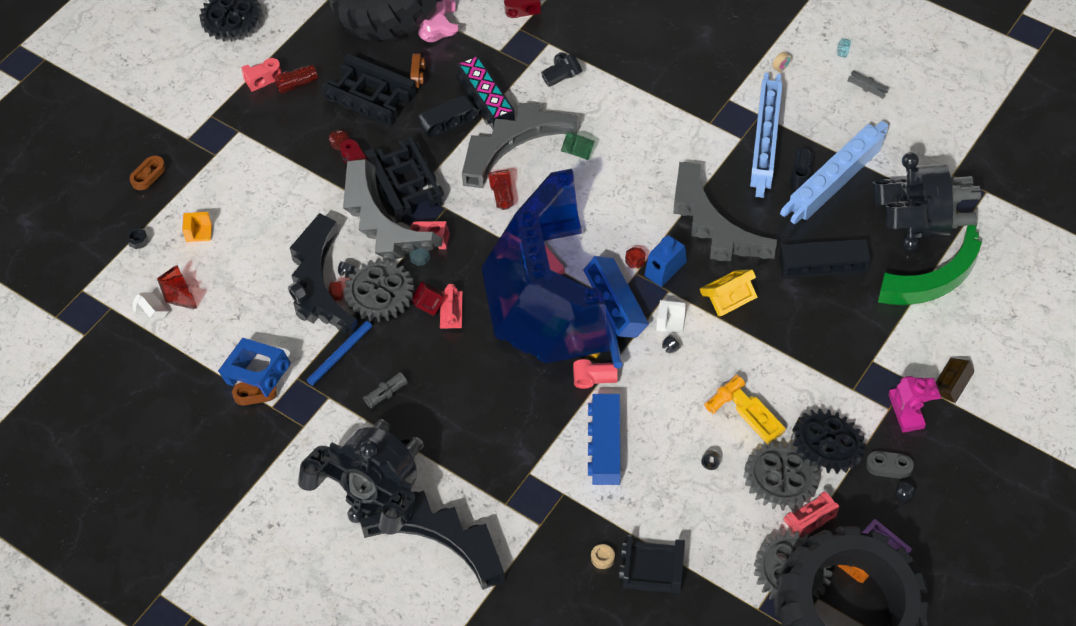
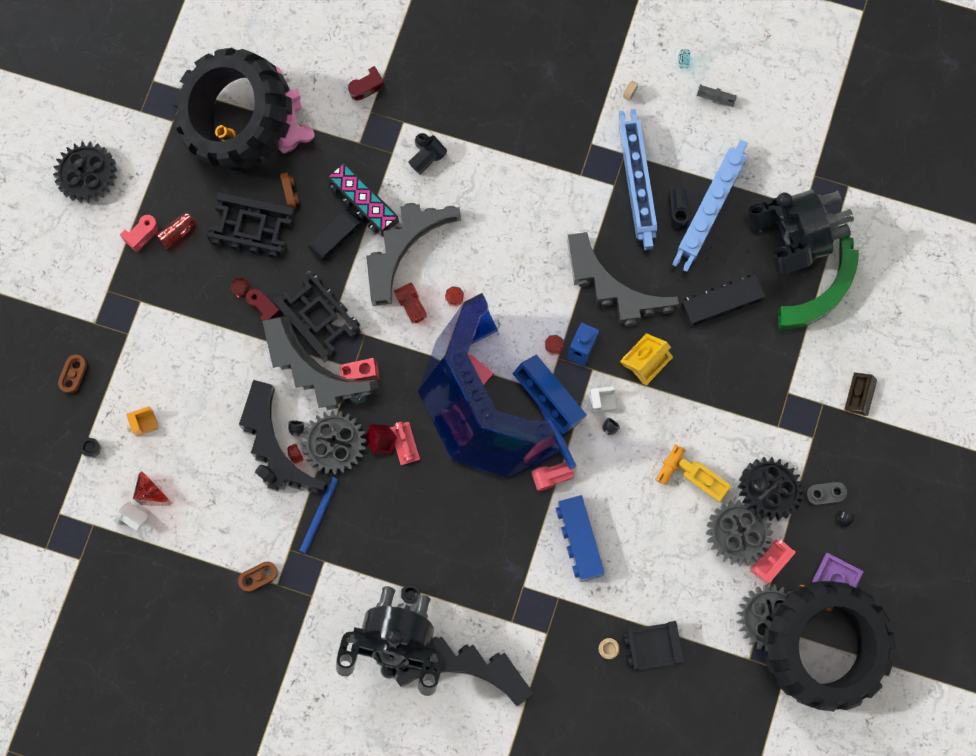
camera: 15 degrees left, 20 degrees up
(235, 365) = (232, 551): blue panel -> none
(396, 382) = (373, 542): dark grey pin -> none
(577, 145) = (467, 237): clear green panel -> none
(705, 461) = (675, 536): black hinge -> none
(909, 399) = (832, 431): dark pink tile -> none

